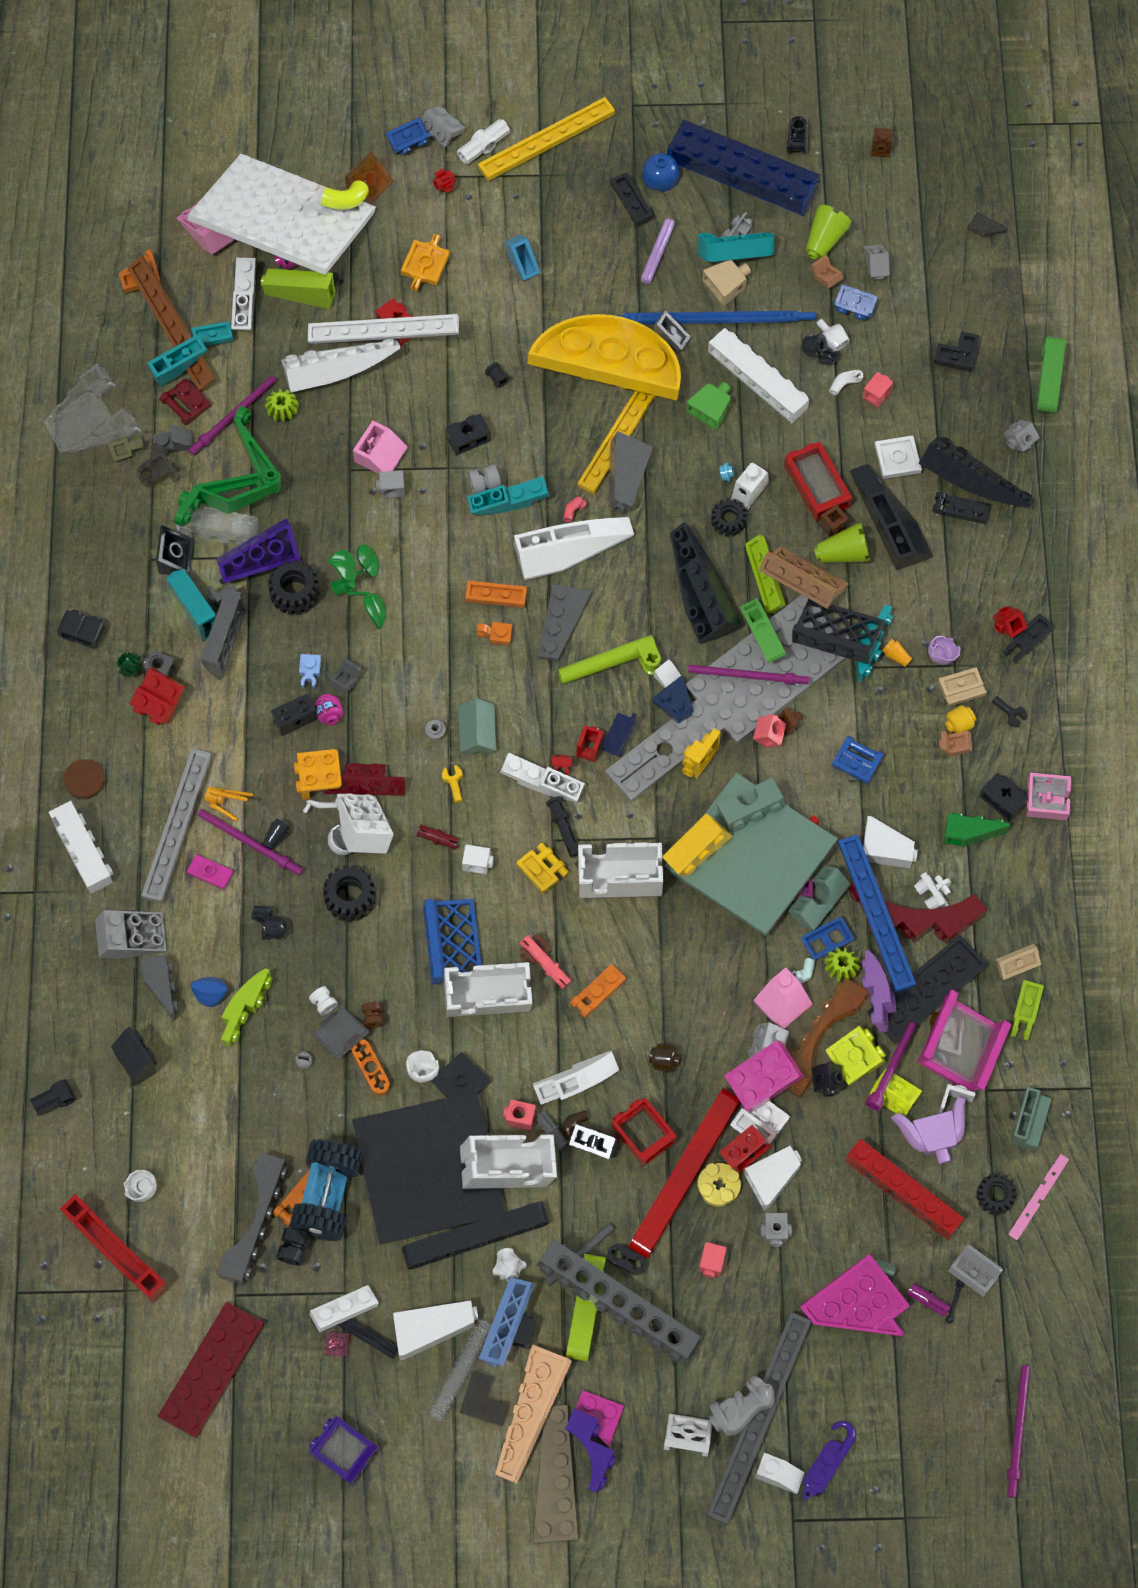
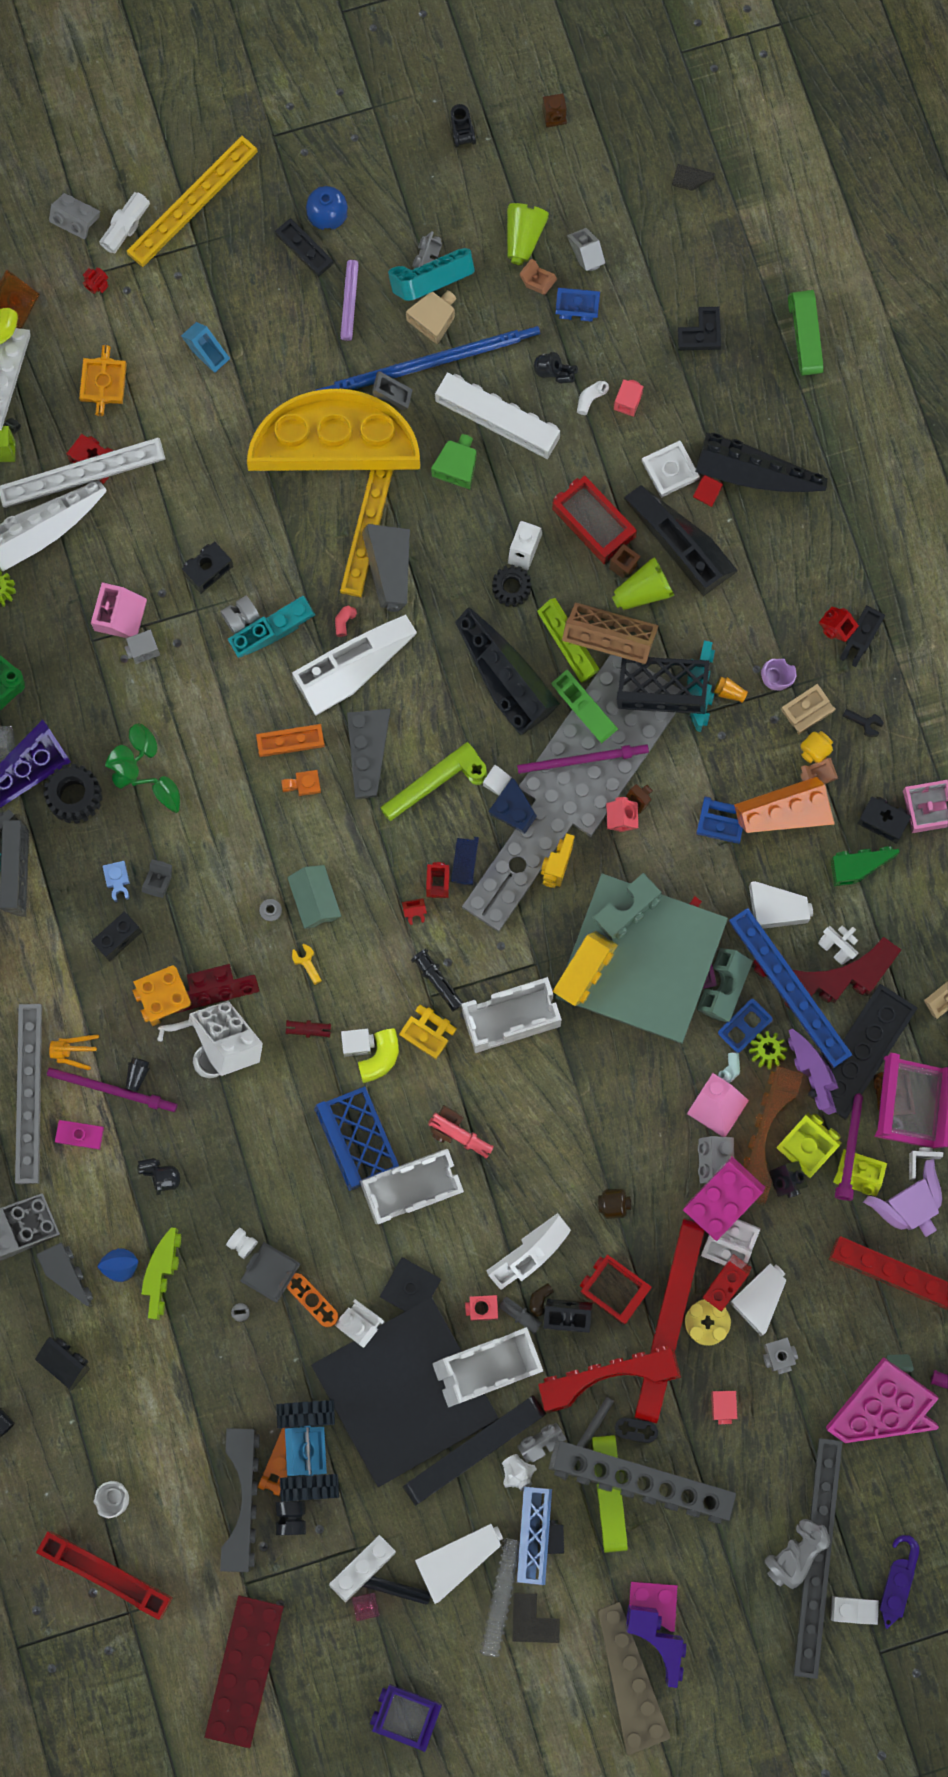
camera: 15 degrees left, 10 degrees up
(328, 709) = (151, 920): dark pink head -> none
(344, 878) = (220, 1105): black tyre -> none
(373, 1015) = (301, 1248): reddish brown wheel -> none
(405, 1096) = (359, 1323): none -> white plate
(407, 136) = (40, 238): blue bracket -> none
(422, 1066) = (366, 1285): white hair -> none
(496, 879) = (384, 1058): none -> neon yellow cylinder
(497, 375) = (218, 490): black bush -> none
(529, 1247) = (532, 1446): none -> light grey hinge
(537, 1393) = (587, 1598): light nougat wing -> none
(540, 779) = (399, 934): white slope -> none
(571, 1205) = (563, 1392): none -> red arch
(598, 990) = (524, 1149): orange plate -> none
(701, 1428) = (762, 1581): white piece -> none
(726, 472) = (495, 535): medium azure plate -> none
(744, 167) = (414, 179): clear blue brick -> none
(835, 335) = (565, 346): white piece -> none
(918, 761) = (787, 808): none -> orange wedge
(926, 483) = (708, 490): none -> red slope
(961, 508) = (752, 507): black plate -> none
(1021, 435) = (794, 410): light grey brick -> none

